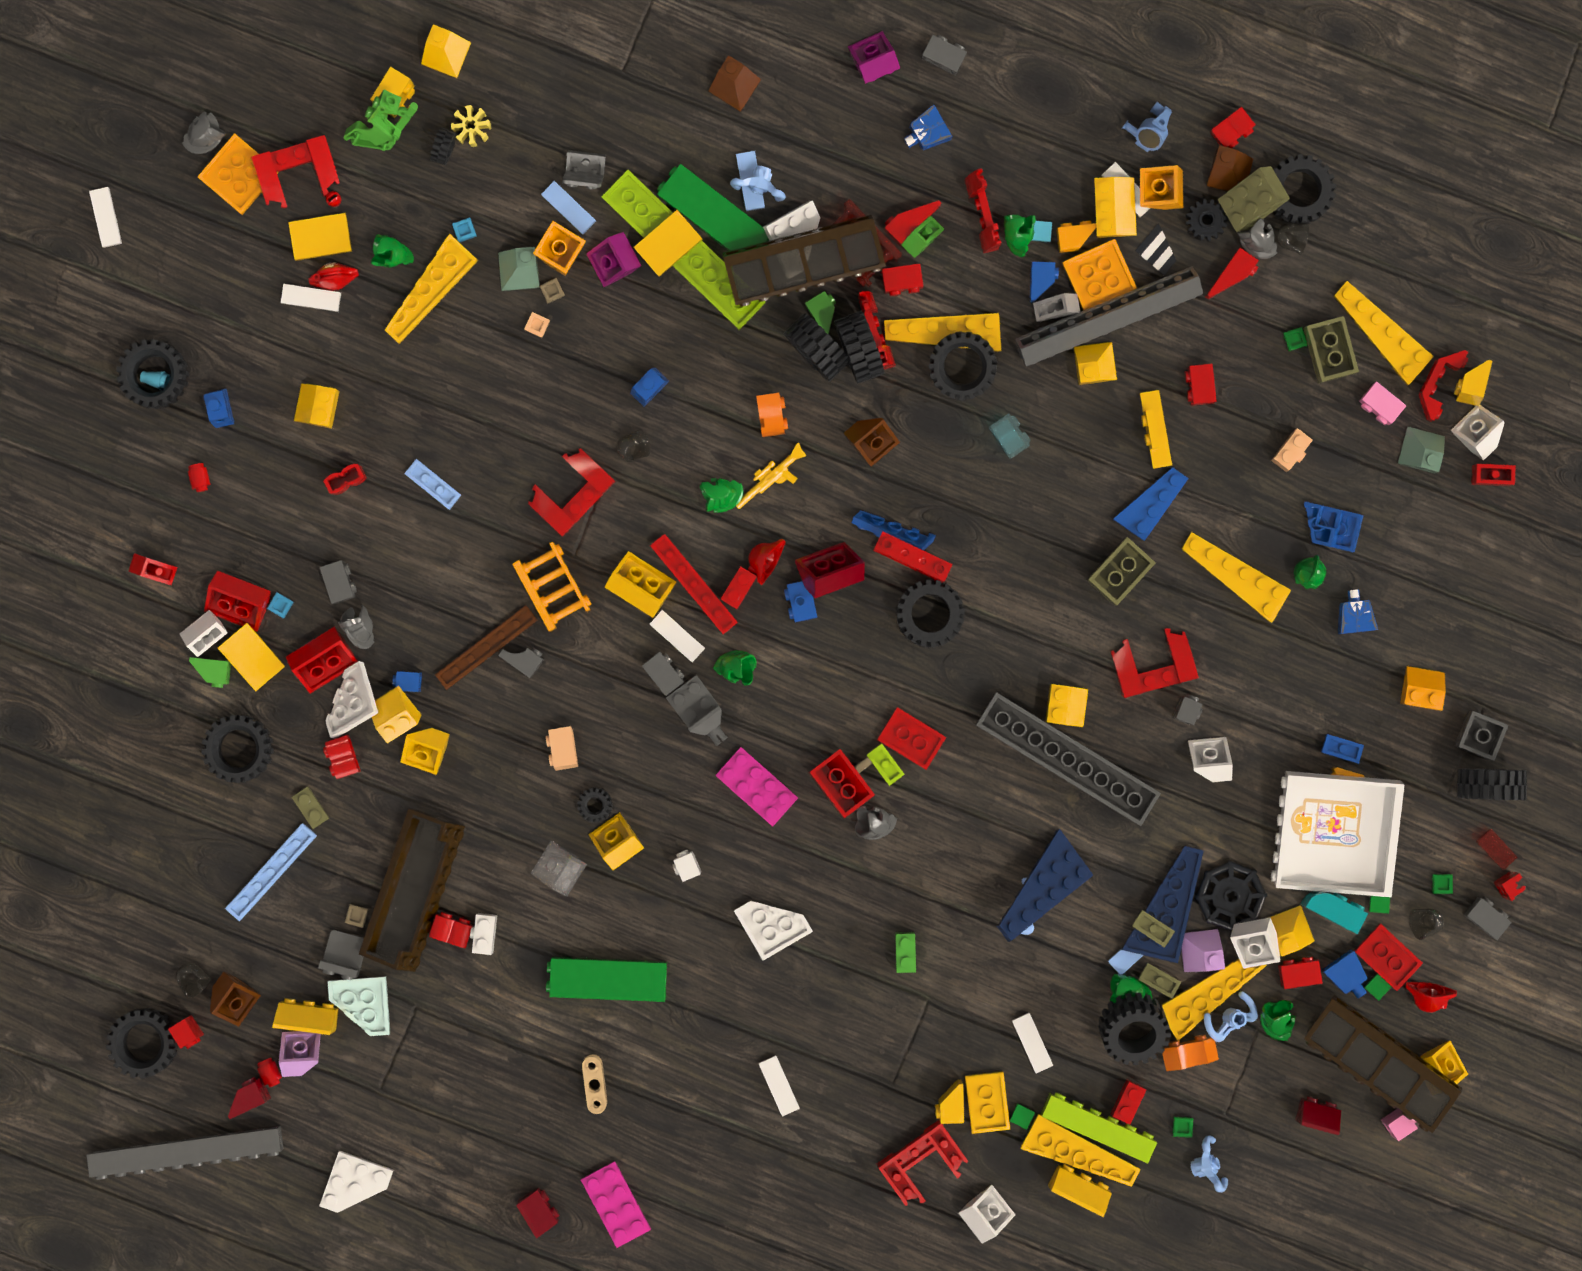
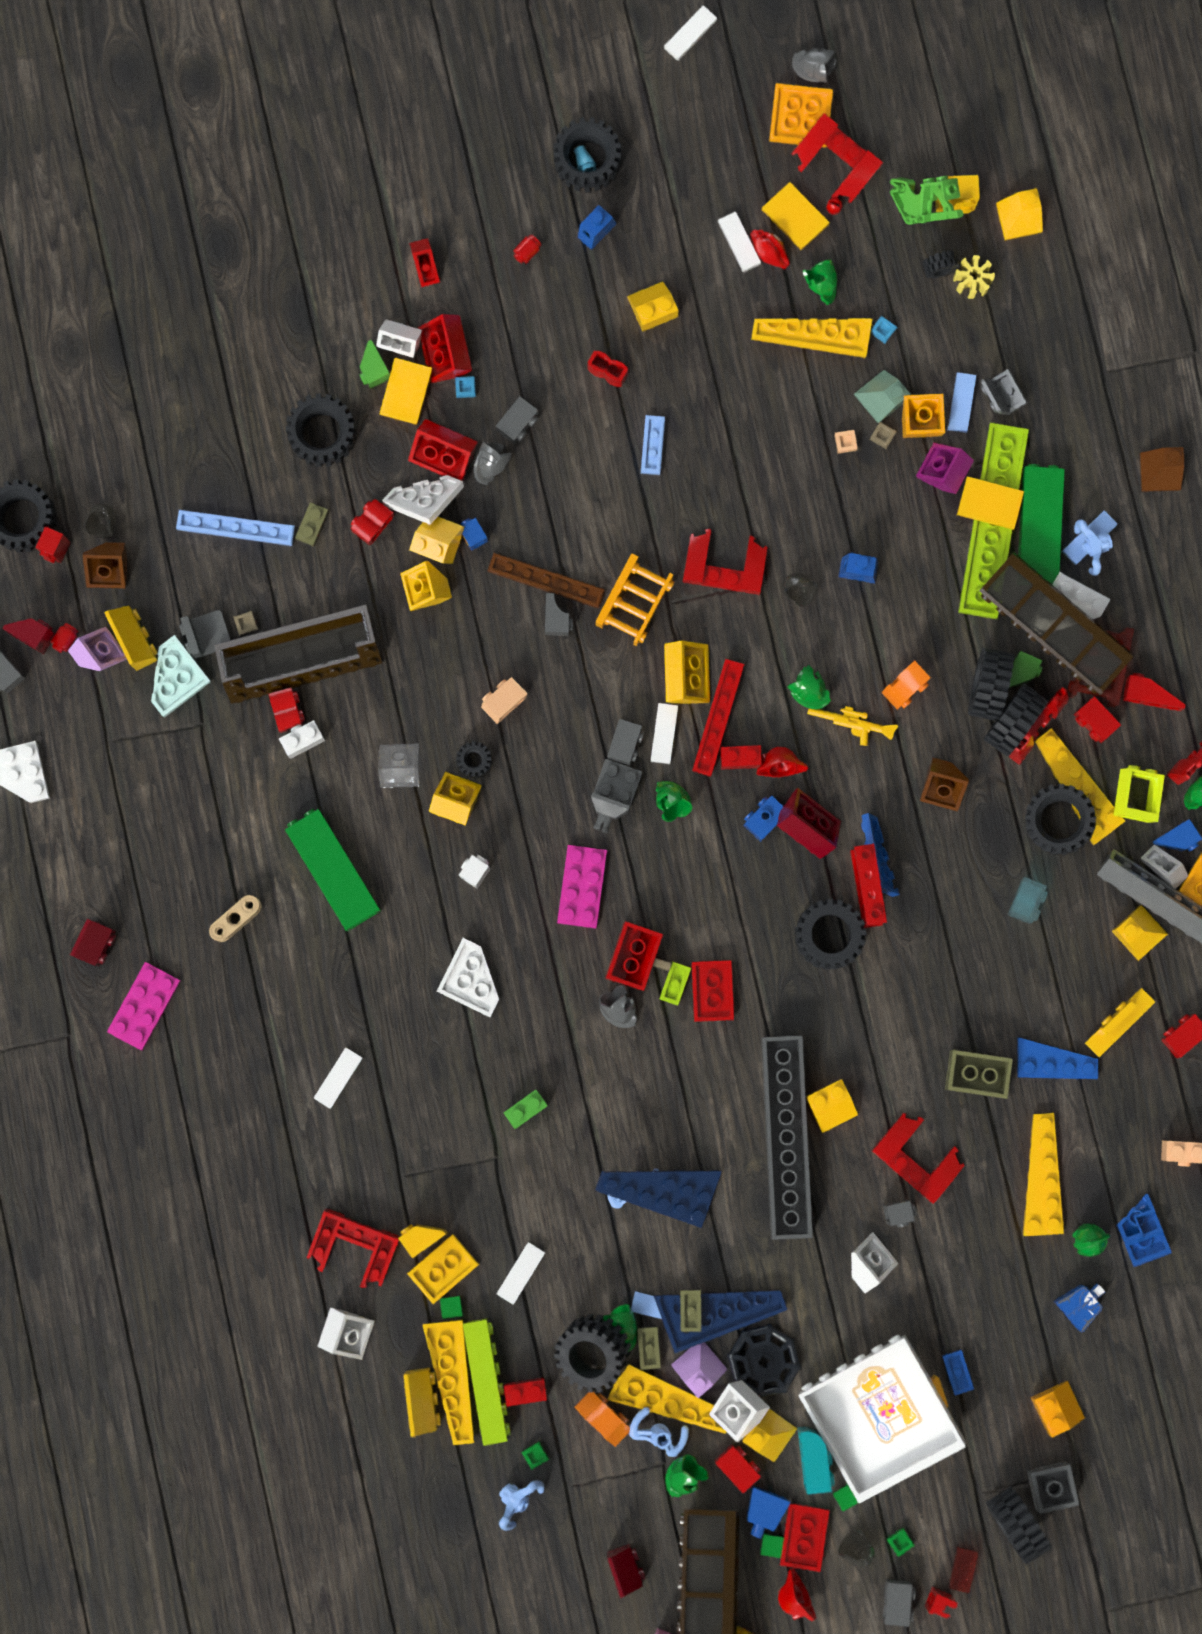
camera: 50 degrees right, 5 degrees down
(922, 236) = (1144, 712): bright green slope -> none
(995, 277) = (1154, 796): none -> neon yellow window

